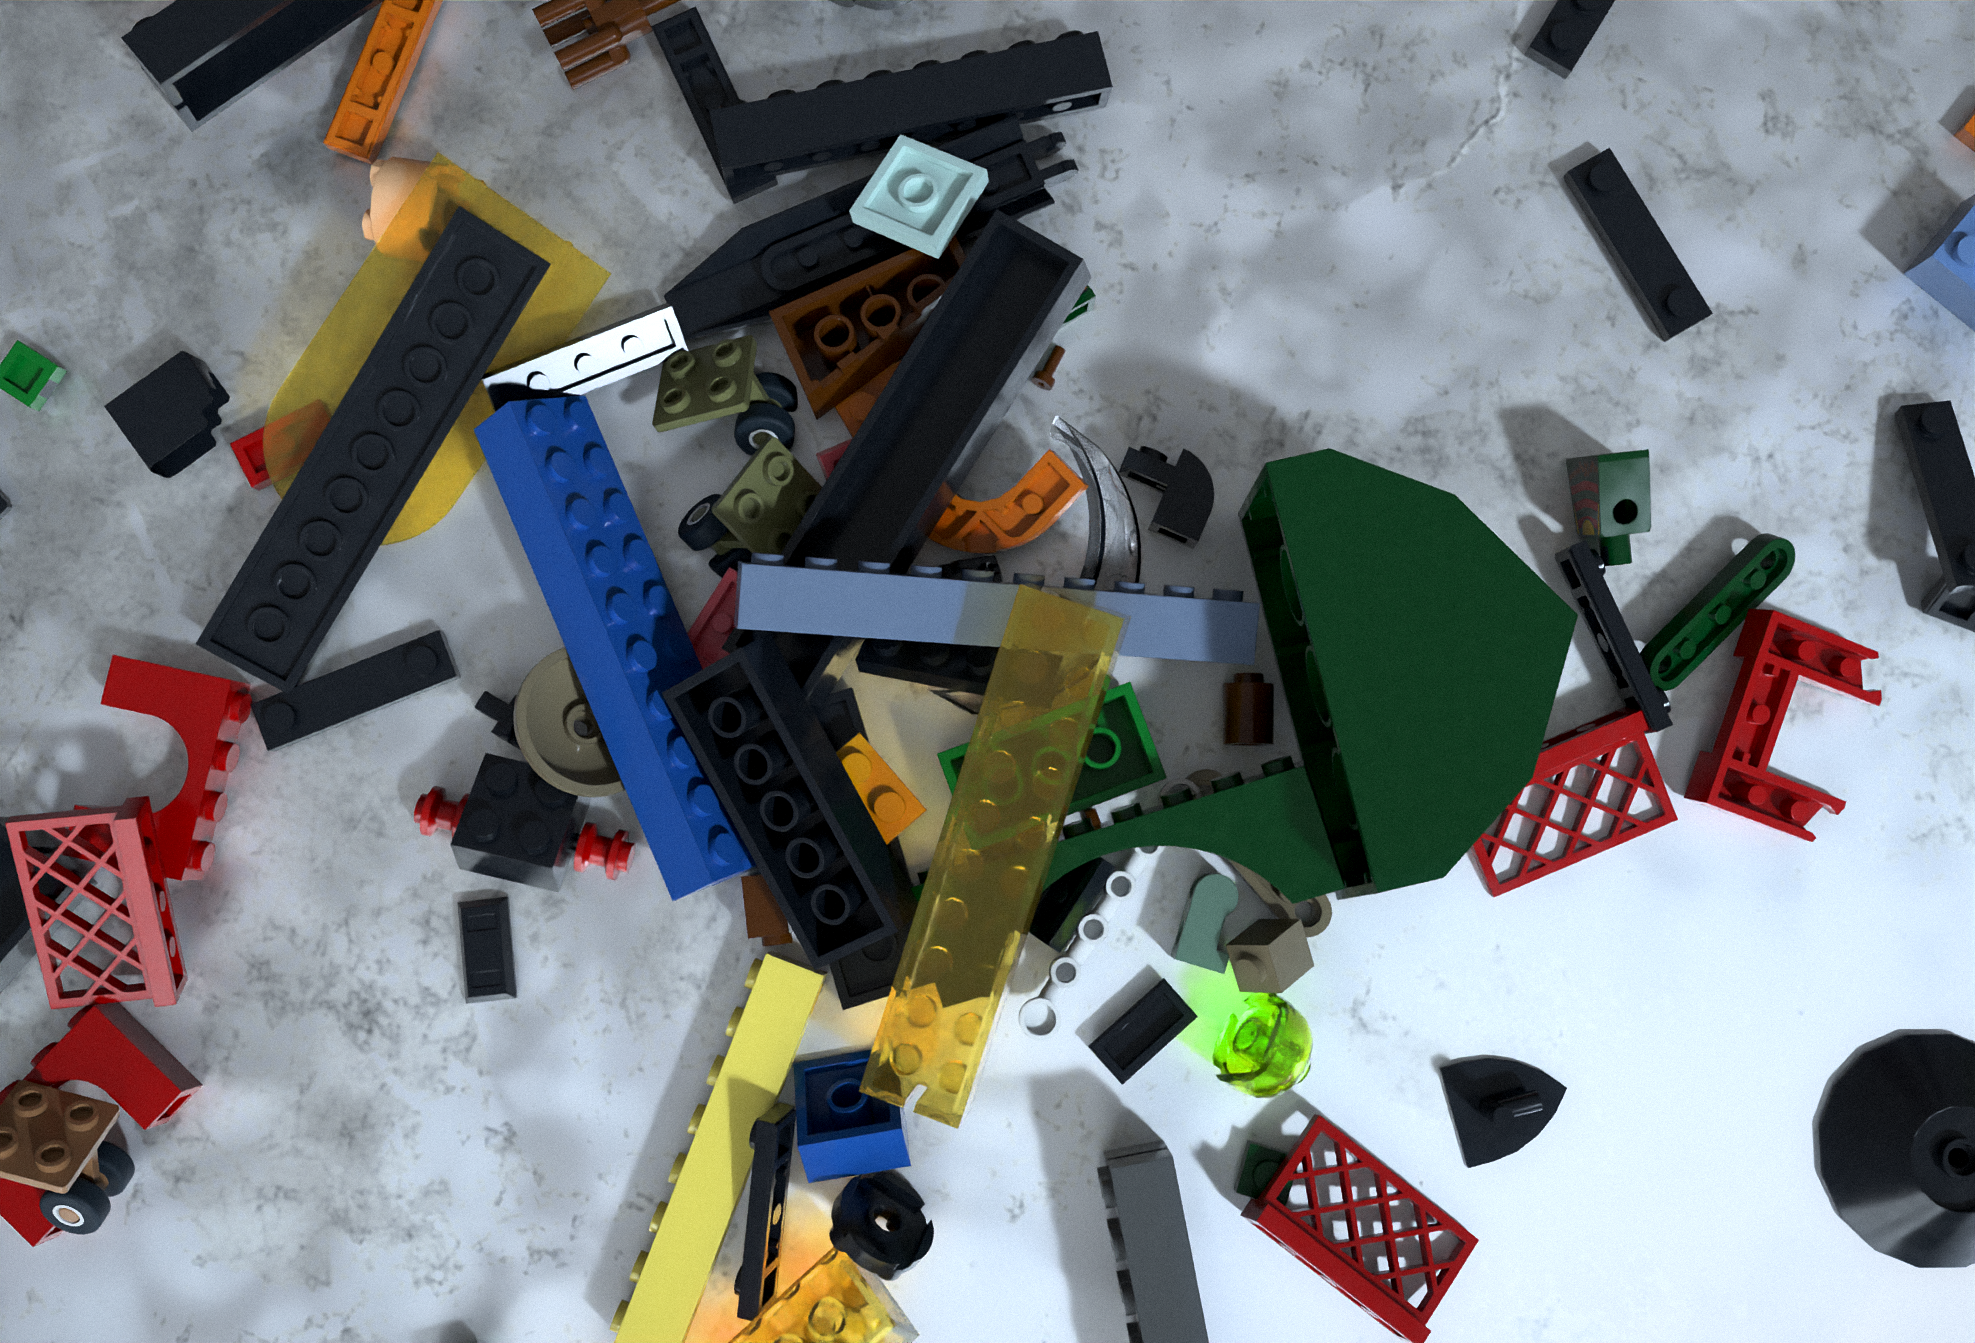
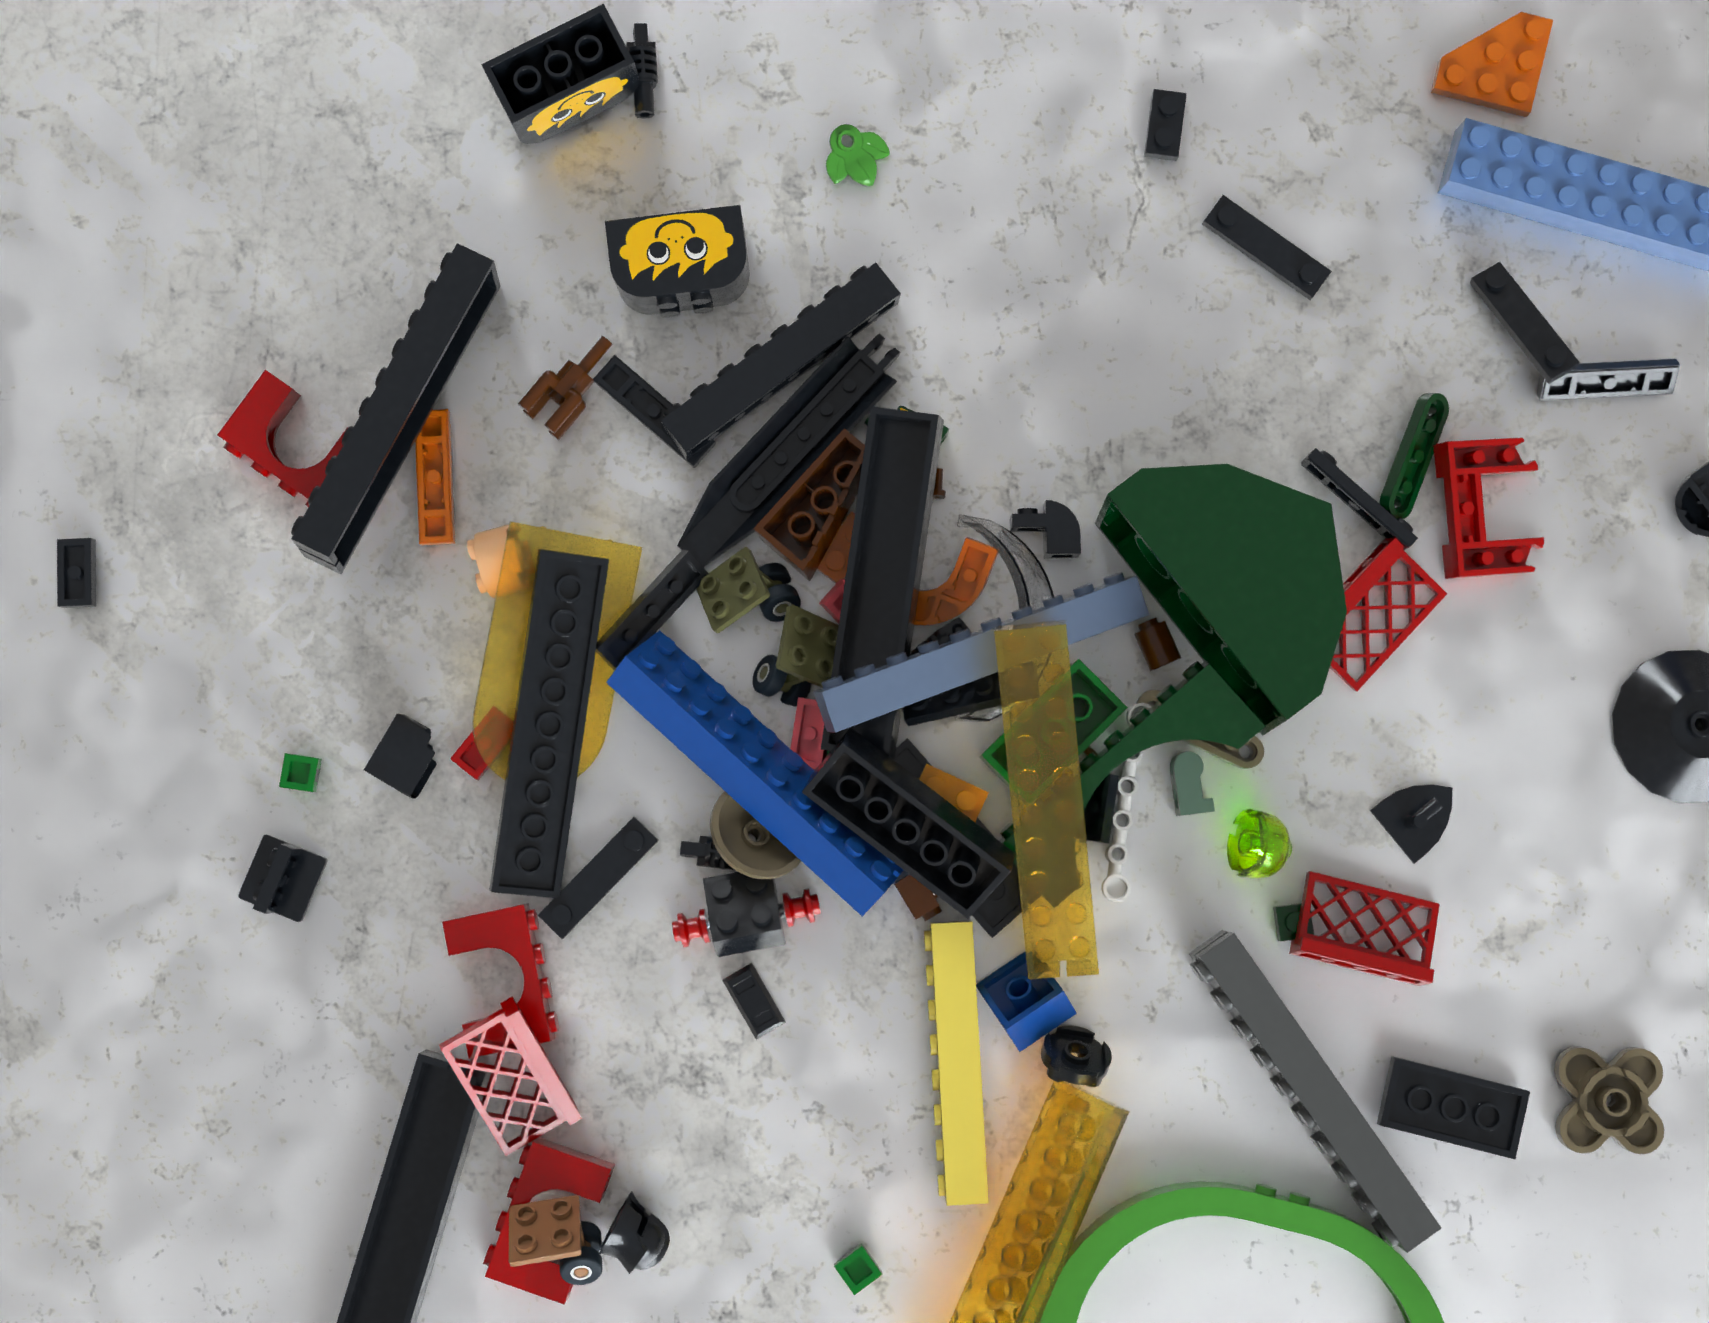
camera: 25 degrees left, 0 degrees up
(171, 1199) = (636, 1237): none -> black helmet
(759, 1273) = (1014, 1123): black plate -> none
(919, 196) = (814, 416): light aqua plate -> none
(1142, 1031) = (1180, 869): black tile -> none
(1270, 955) = (1237, 787): dark tan brick -> none
(1611, 500) = (1320, 416): dark green torso -> none

